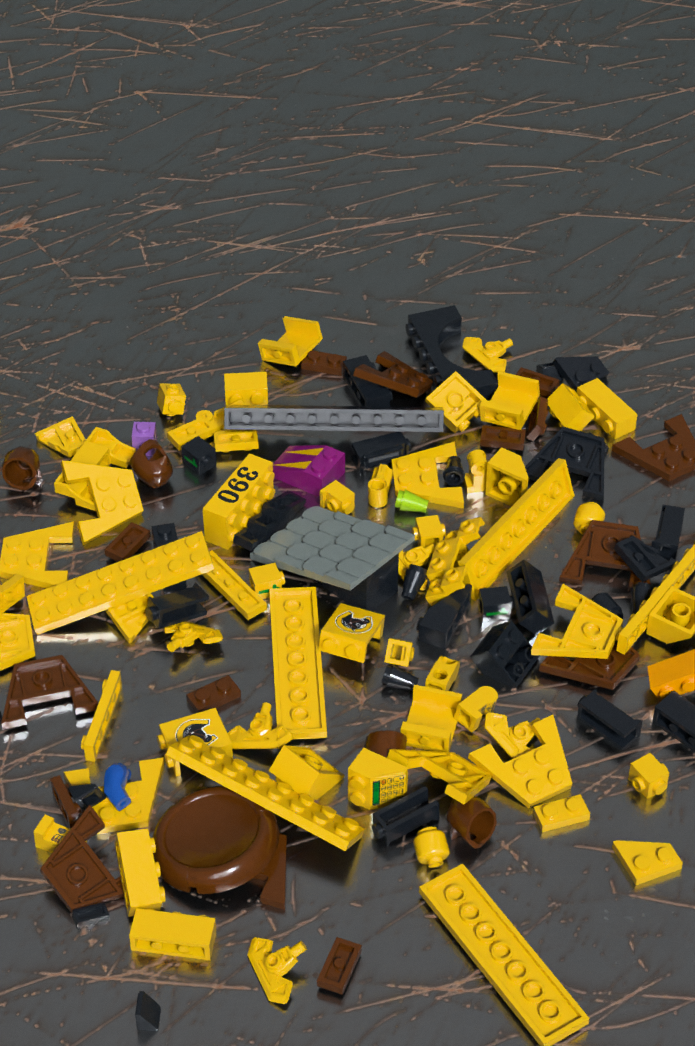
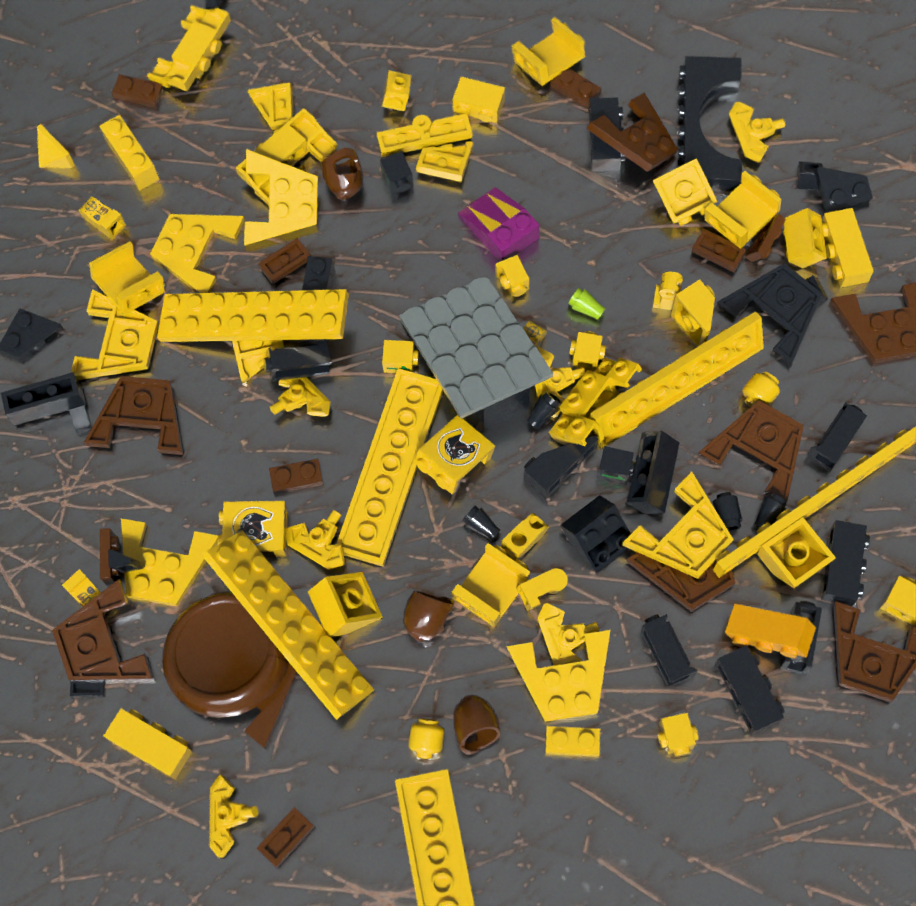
camera: 25 degrees right, 25 degrees up
(19, 466) = (215, 129): reddish brown piece -> none
(110, 692) = (160, 493): yellow plate -> none
(114, 785) = (157, 555): blue arm -> none
(139, 870) = (138, 669): yellow brick -> none
(141, 433) = (350, 133): medium lavender brick -> none
(147, 1013) = (93, 820): black slope -> none
(234, 588) = (364, 349): yellow plate -> none
(238, 500) = (409, 250): yellow brick -> none
(273, 518) = (434, 280): black slope -> none
(333, 418) = (547, 175): brick -> none
(376, 780) = (399, 646): yellow slope -> none
(379, 450) = (582, 227): black window -> none
(379, 486) = (563, 271): yellow piece -> none
(399, 652) = (491, 495): yellow brick -> none
(404, 816) = (416, 692): black window -> none
(419, 475) = (608, 271): yellow wing -> none
(454, 471) = (647, 279): black cone -> none
(463, 776) = (482, 658): yellow wing -> none
(547, 384) = (790, 190): reddish brown plate -> none
(642, 558) = (790, 468): black wing -> none
(646, 859) = (632, 828): yellow wing -> none

